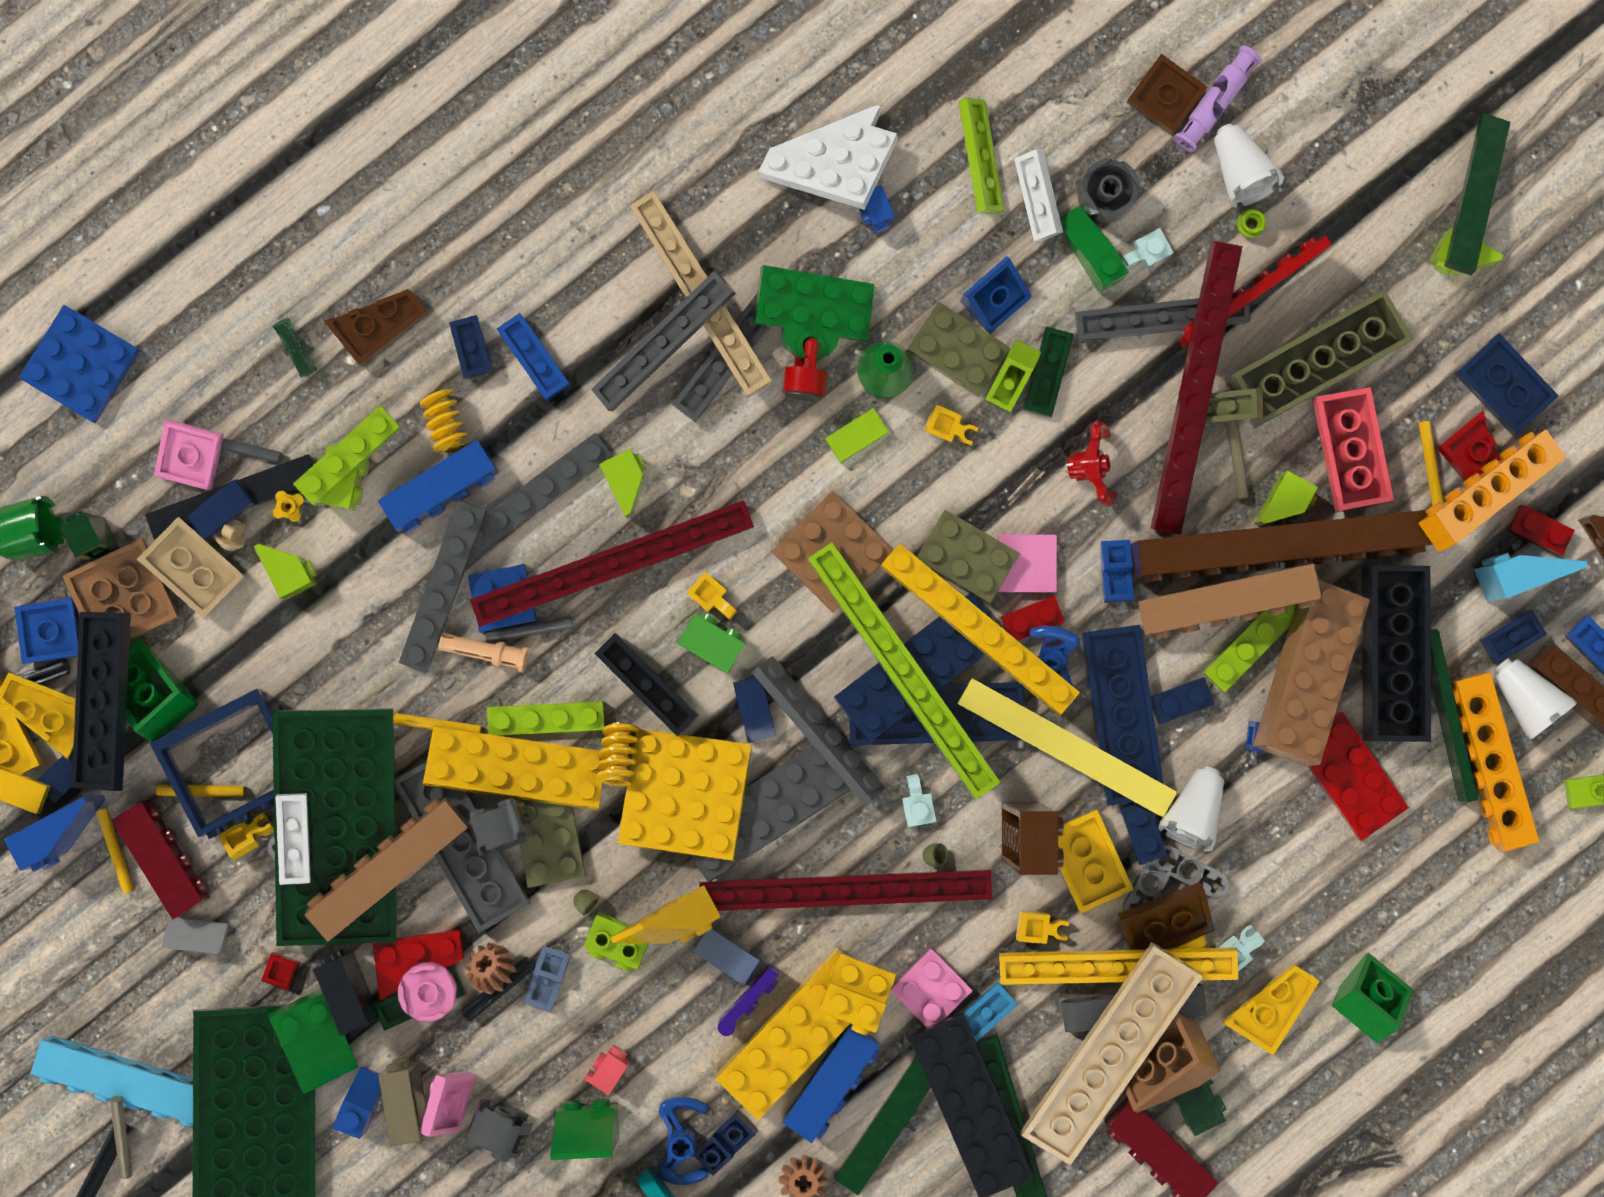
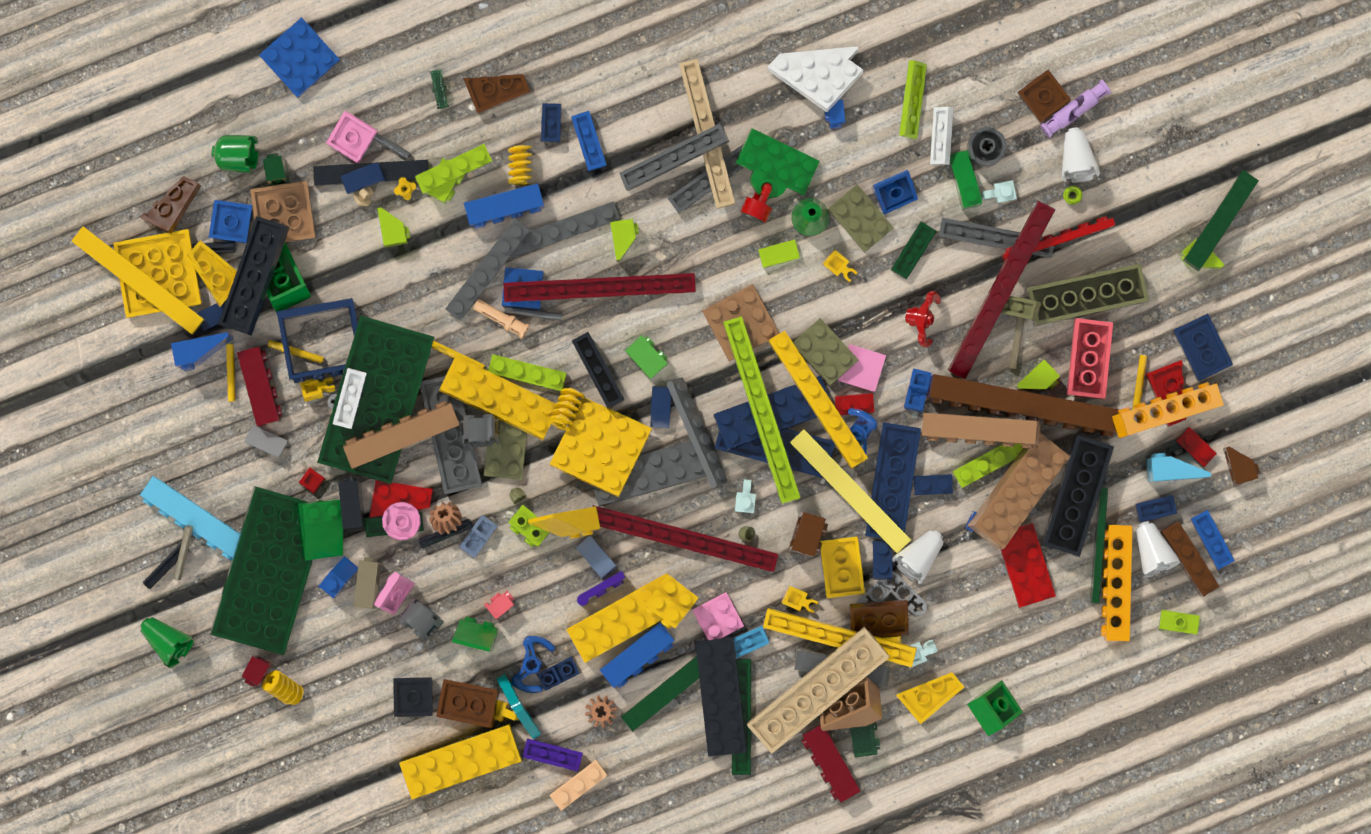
camera: 20 degrees right, 0 degrees up
(190, 567) = (333, 209): tan plate -> none
(709, 594) = (654, 325): yellow plate -> none
(1013, 375) = (889, 246): lime slope -> none

